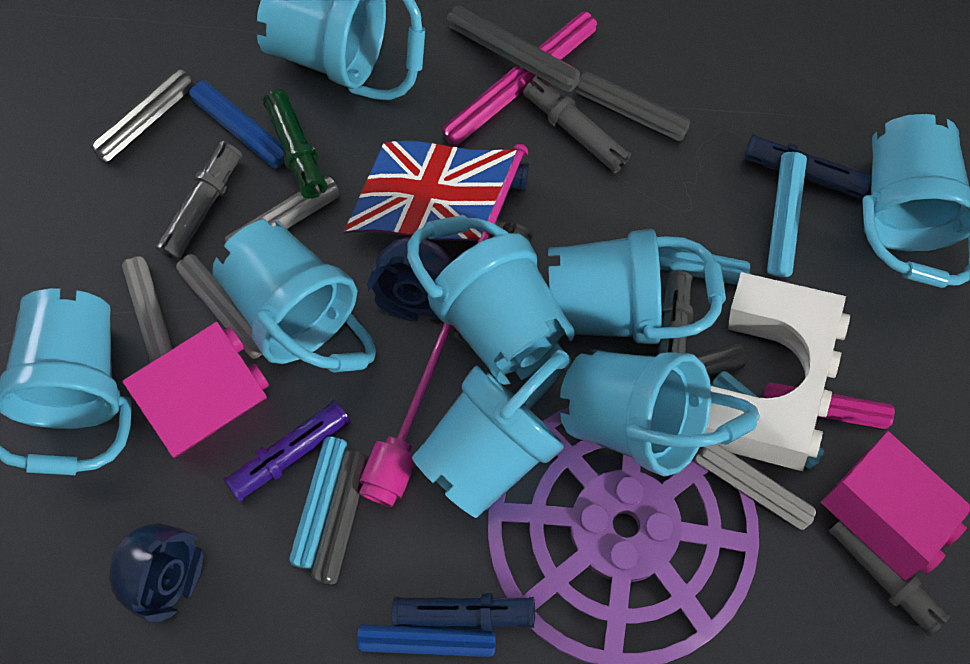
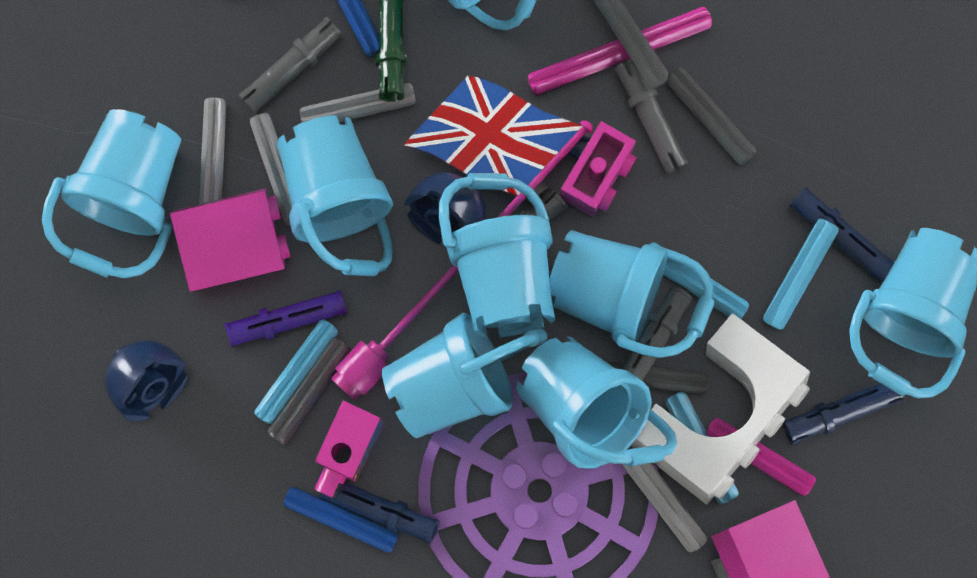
camera: 25 degrees right, 10 degrees up
(404, 538) = (351, 430): none -> dark pink torso
(548, 186) = (597, 169): none -> dark pink brick
(875, 341) = (834, 414): none -> dark blue pin

